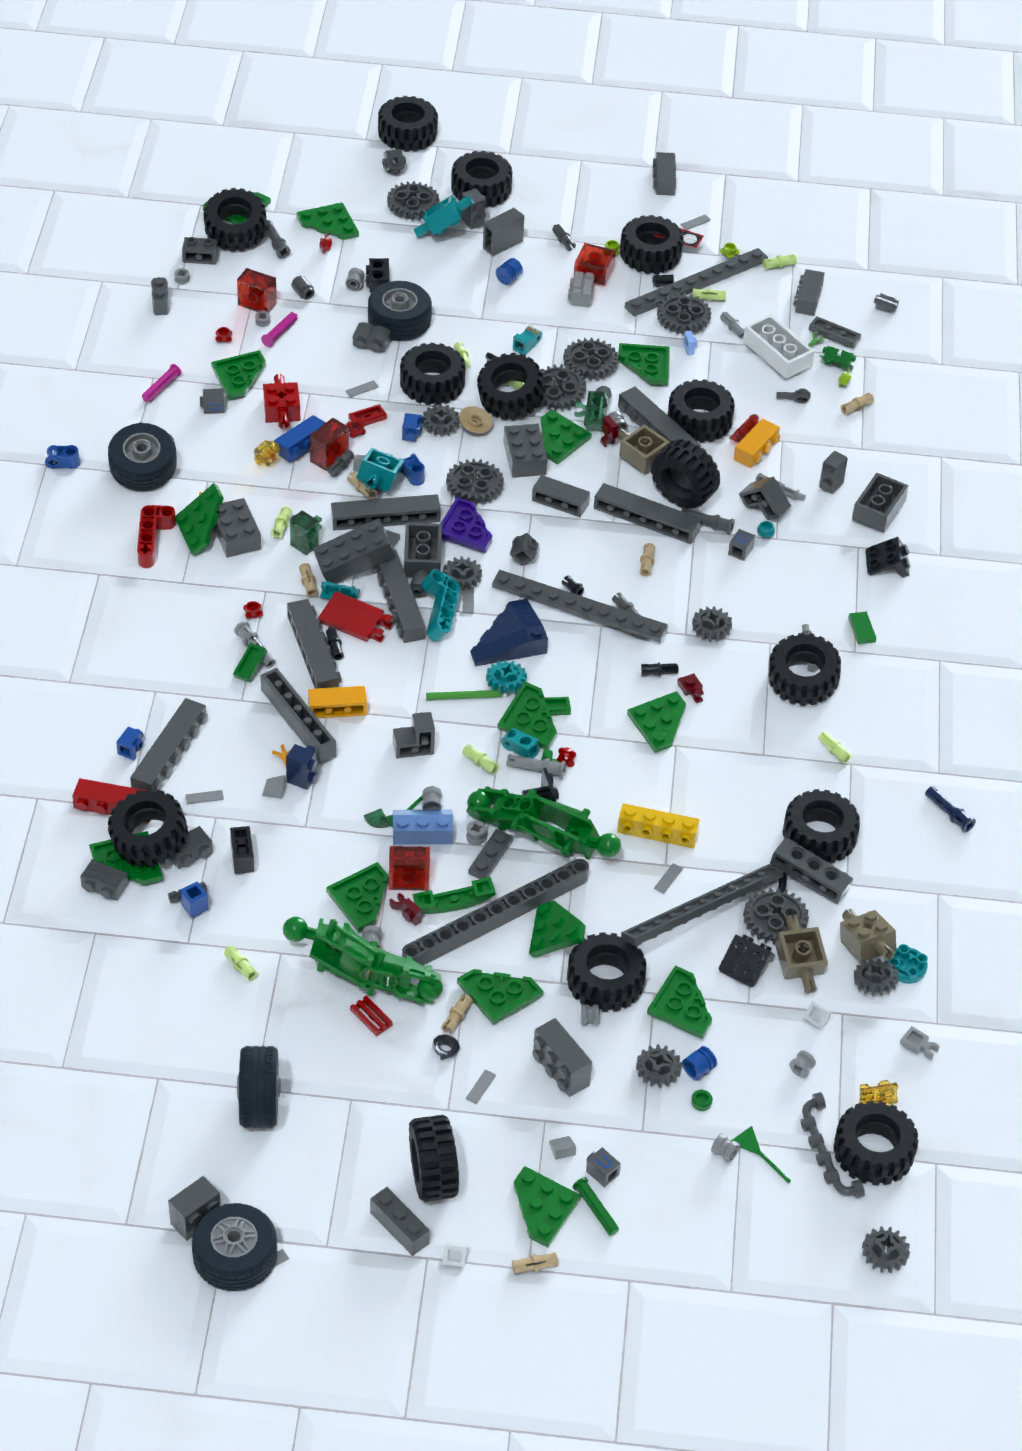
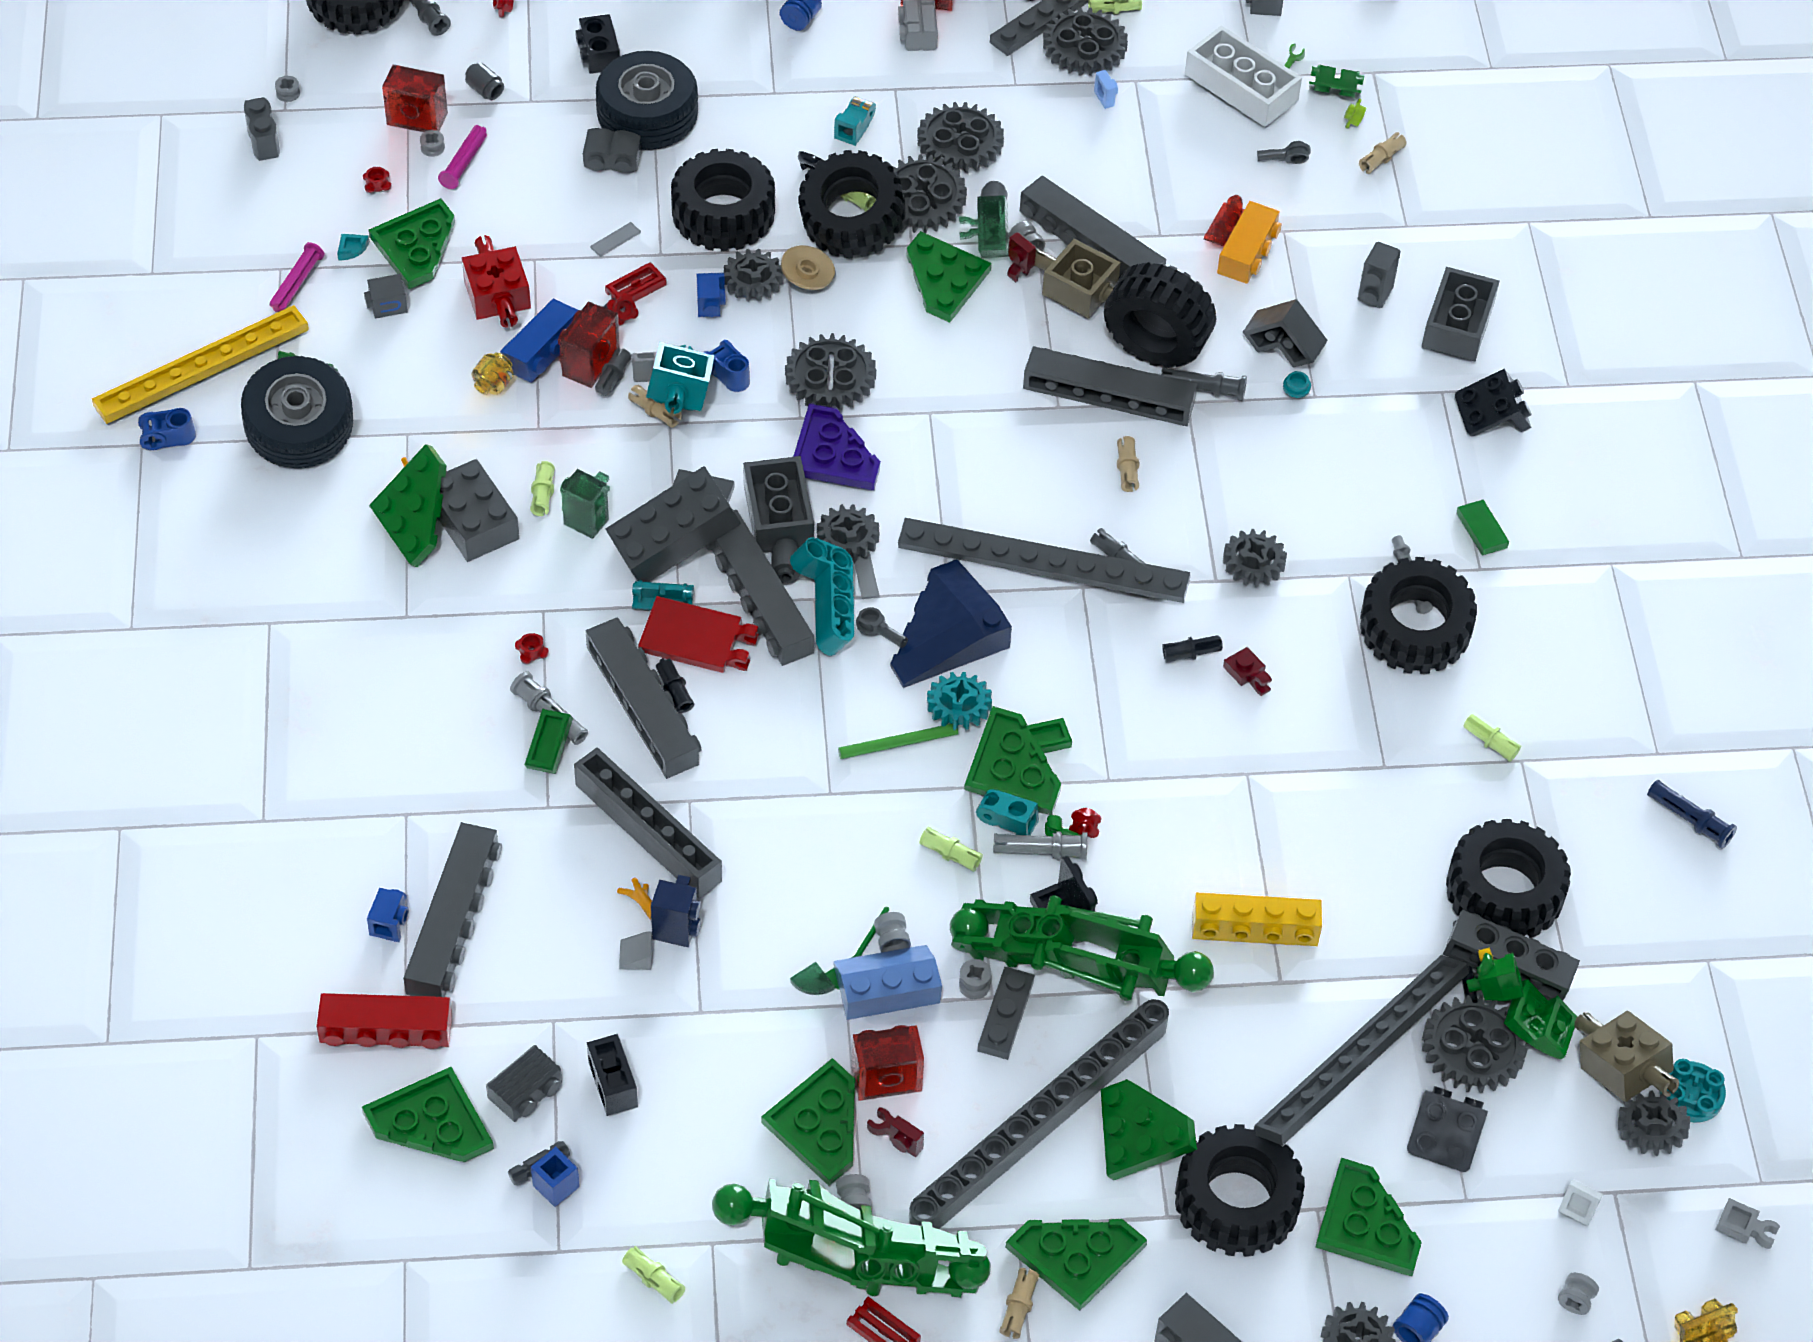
camera: 10 degrees left, 5 degrees up
(91, 423) = (199, 364): none -> yellow plate
(104, 880) = (400, 1166): dark grey brick -> none
(152, 519) = (334, 516): red beam -> none
(153, 847) = (438, 1033): black tyre -> none
(199, 250) = (307, 41): dark grey brick -> none
(199, 370) = (352, 246): none -> teal tile
(204, 797) = (527, 987): light grey window -> none
(308, 580) = (607, 581): tan pin -> none
(338, 701) = (704, 786): light orange brick -> none
(355, 279) = (563, 55): light grey wheel -> none
(389, 510) = (703, 445): dark grey brick -> none
(415, 740) = (845, 832): dark grey brick -> none
(455, 899) = (969, 1100): green slope -> none
(464, 353) = (757, 151): yellowish green axle -> none
(464, 625) = (872, 621): none -> dark grey plate
(524, 548) = (935, 476): dark grey brick -> none
(525, 450) = (897, 308): dark grey brick -> none
(560, 496) = (970, 377): dark grey brick -> none
(573, 586) = (1030, 530): black pin -> none
(589, 1014) = (1228, 1267): light grey wheel -> none
(647, 361) = (1047, 128): green plate -> none
(659, 720) = (1211, 735): green plate -> none
(668, 878) = (1291, 1005): light grey window -> none
(702, 396) = (1159, 177): black tyre -> none
(733, 324) = (1164, 48): light grey axle -> none
(741, 544) = (1267, 416): dark grey brick -> none
(787, 491) = (1317, 316): light grey piece -> none
(797, 878) = (1497, 978): none -> green piece
(801, 953) = (1532, 1104): dark tan brick -> none
(819, 909) = (1541, 1022): none -> green slope
(835, 332) = (1320, 38): dark grey plate -> none

